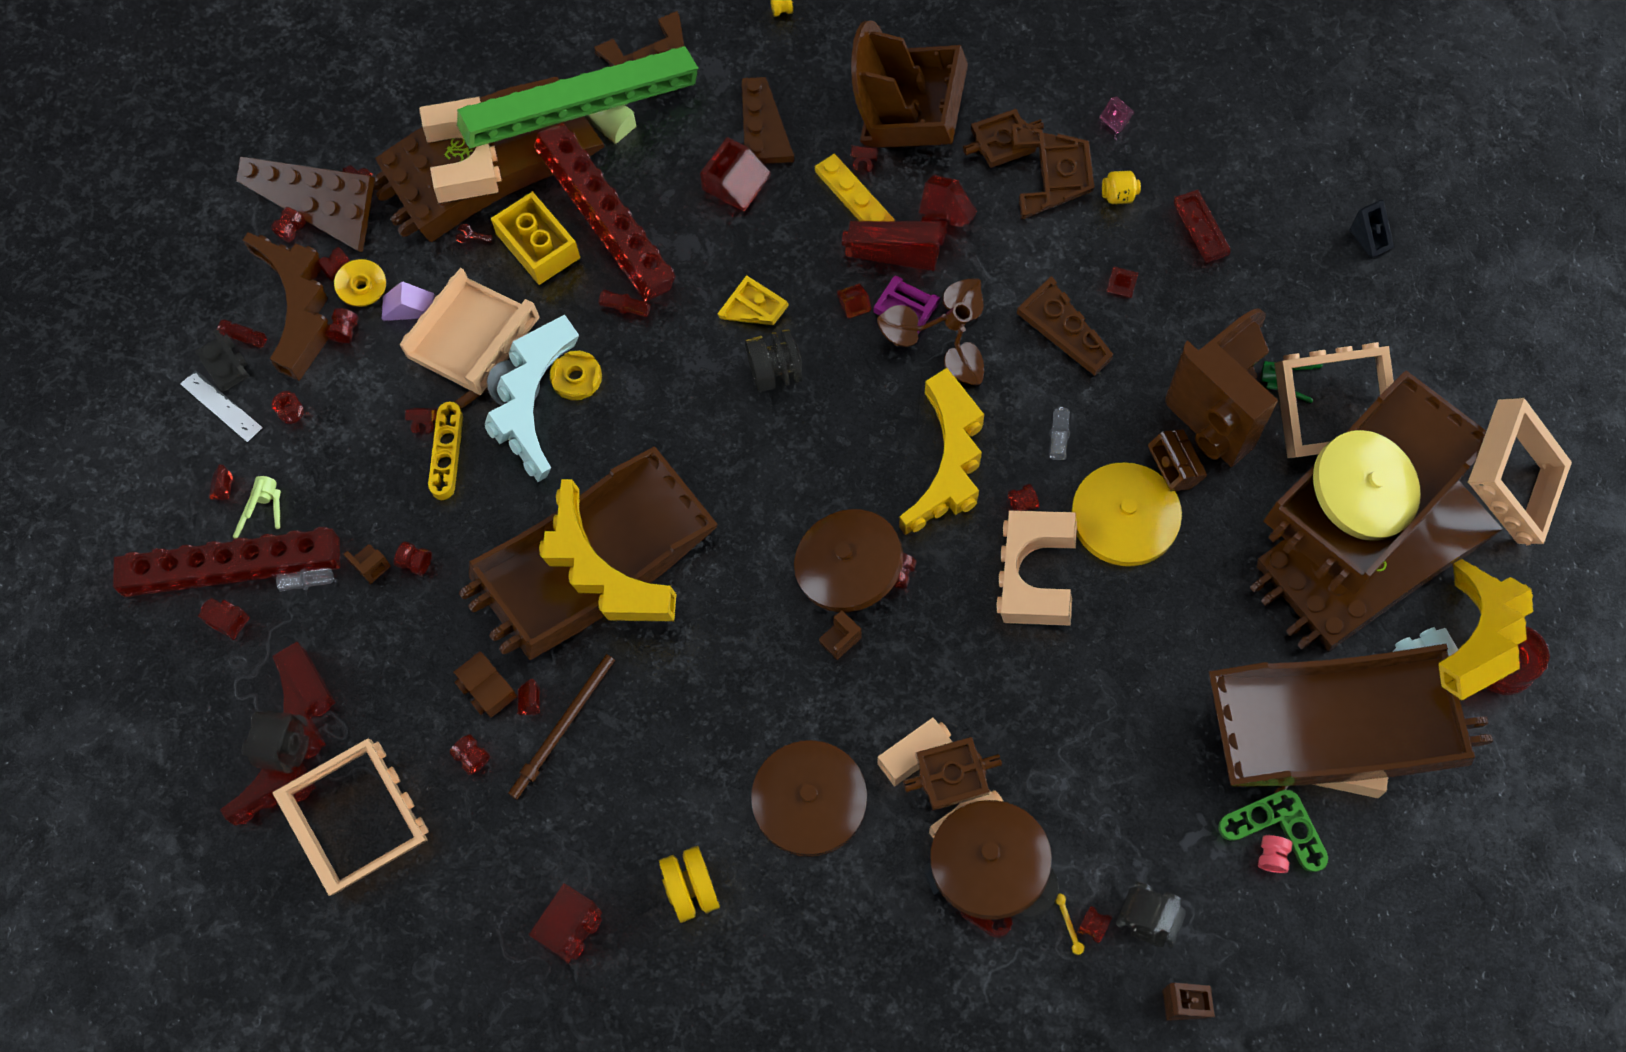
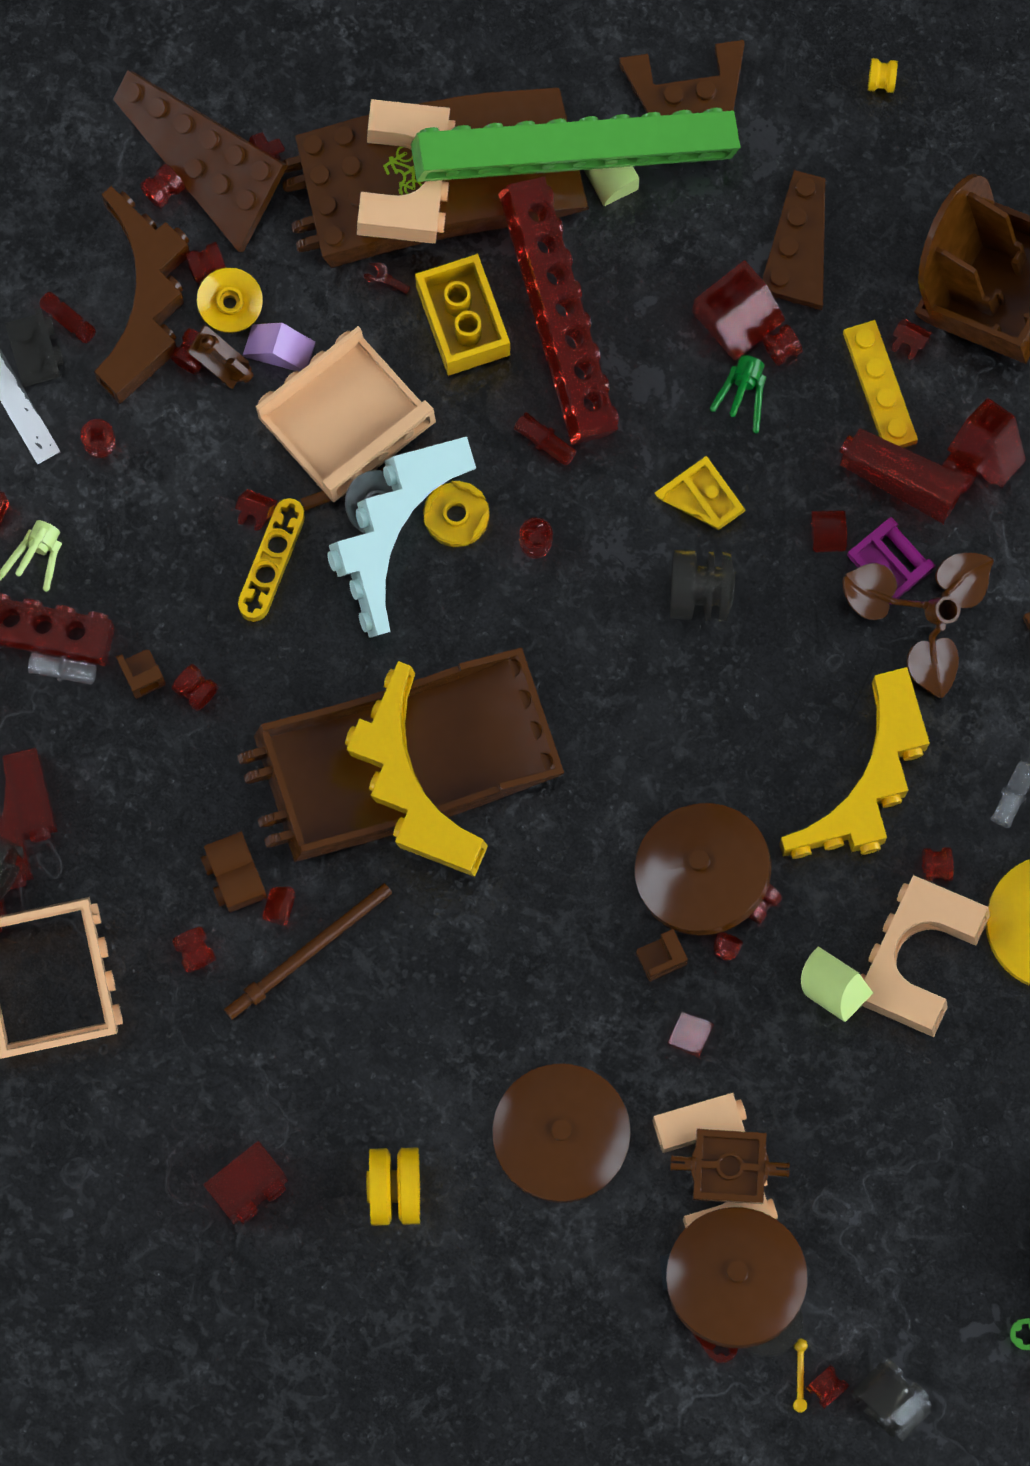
camera: 15 degrees right, 10 degrees up
(363, 322) = (220, 358): none -> reddish brown hinge
(639, 364) = (535, 531): none -> clear red wheel
(756, 217) = (746, 376): none -> green plant
(775, 188) = (782, 345): none -> clear red wheel
(883, 687) = (690, 1034): none -> slope
(887, 612) = (727, 946): none -> clear red hinge
(980, 609) = (833, 984): none -> yellowish green brick

